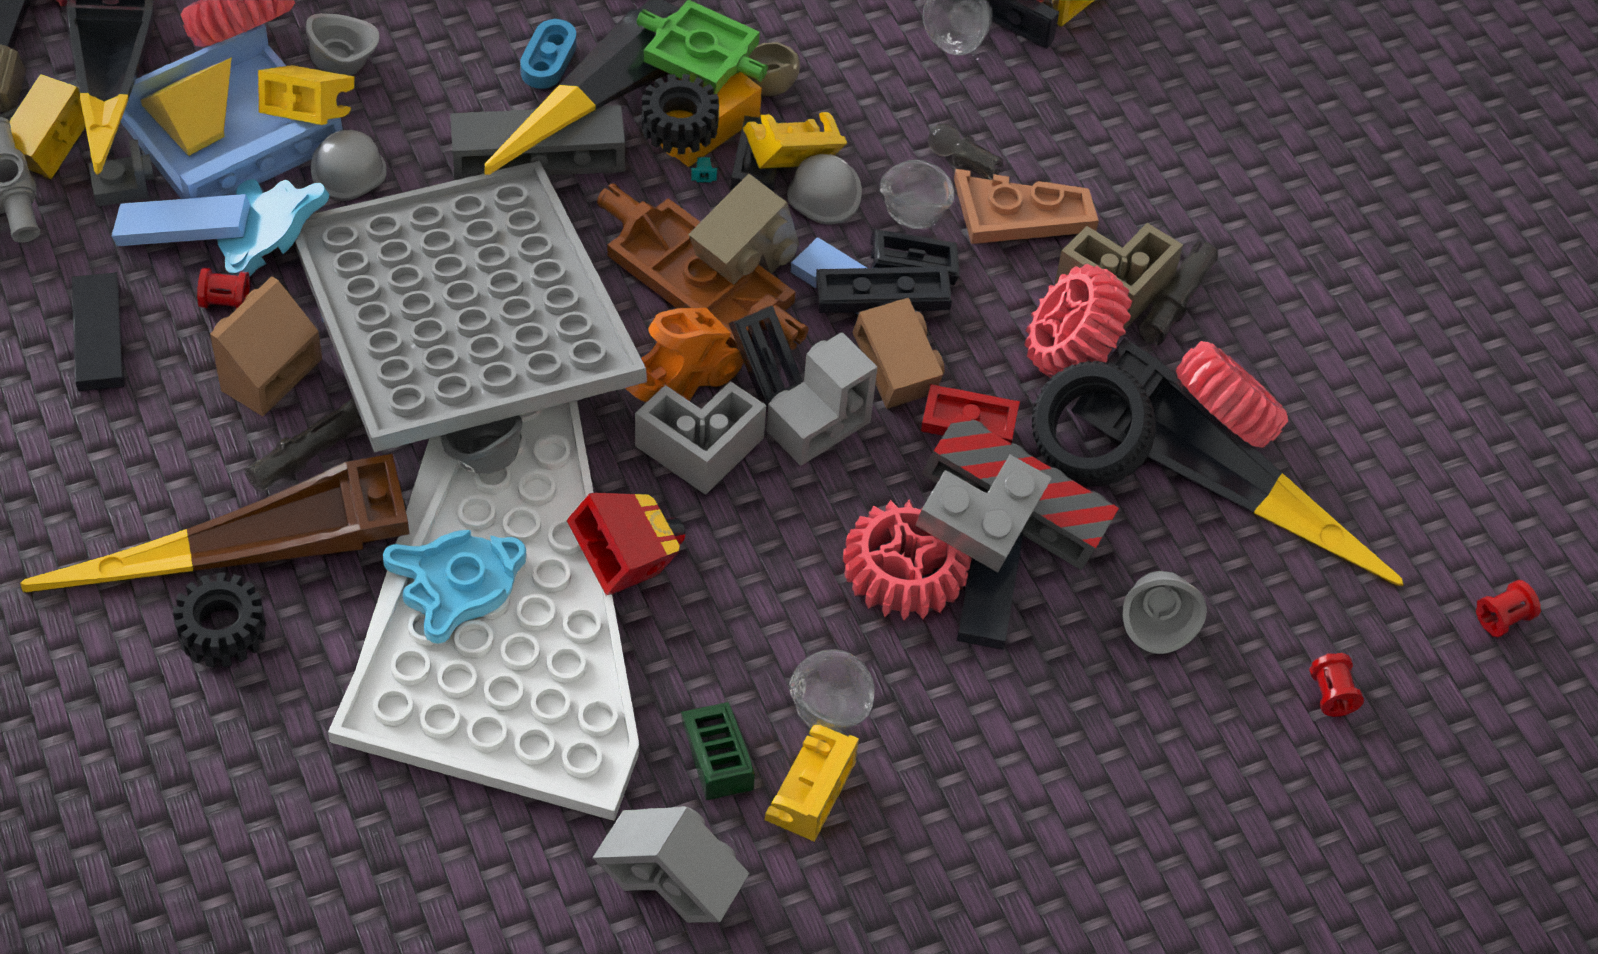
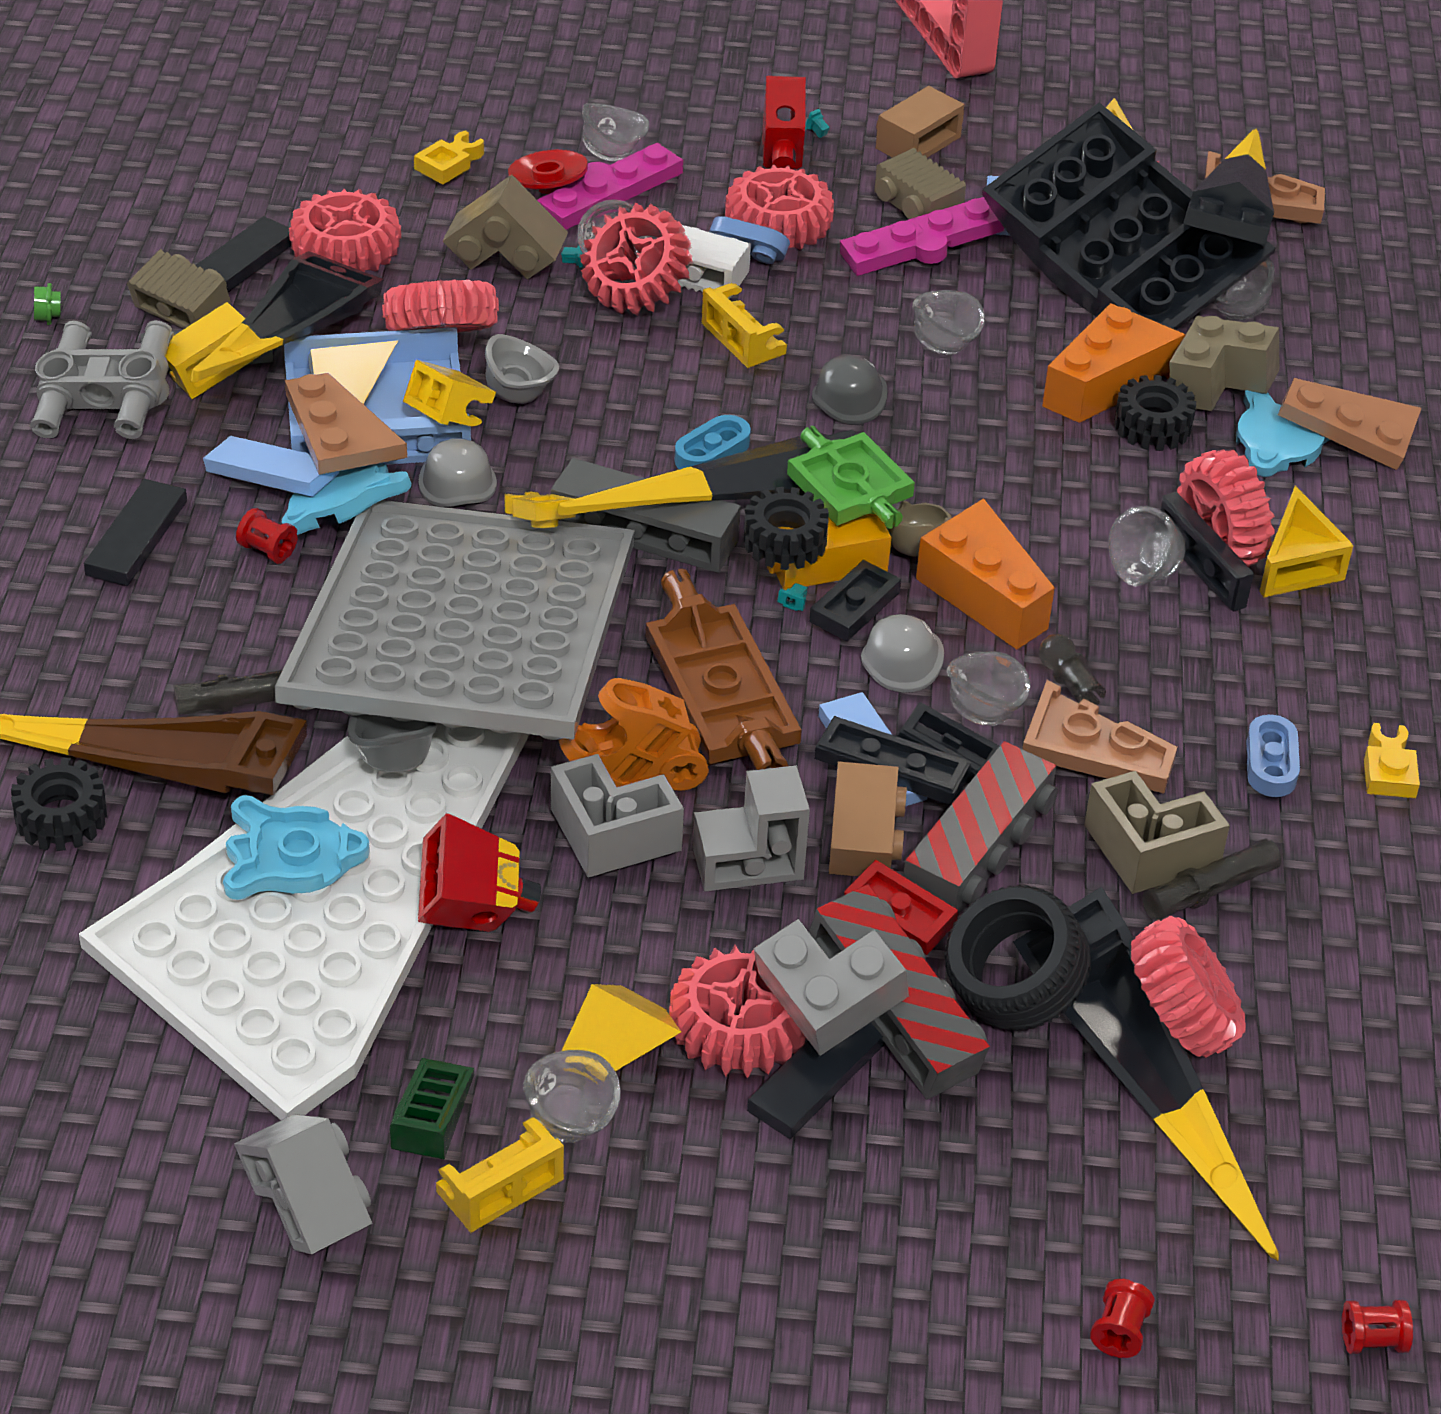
camera: 30 degrees right, 10 degrees down
(122, 178) = (248, 416): dark grey bracket -> none
(228, 161) = (338, 426): none -> nougat wing
(264, 347) = (258, 589): medium nougat slope -> none
(456, 173) = (538, 508): none -> yellow plate
(746, 231) = (777, 649): dark tan brick -> none
(751, 359) = (727, 731): black tile -> none
(791, 143) = (883, 595): yellow hinge -> none
(827, 617) = (619, 1025): none -> yellow slope
(854, 89) = (987, 575): none -> orange wedge
(987, 319) = (983, 826): none -> dark grey brick
(1078, 320) = (1070, 851): coral gear -> none
(1163, 172) = (1272, 755): none -> medium blue plate
(1163, 612) = (972, 1166): light grey helmet -> none
(1241, 140) = (1389, 766): none -> yellow plate

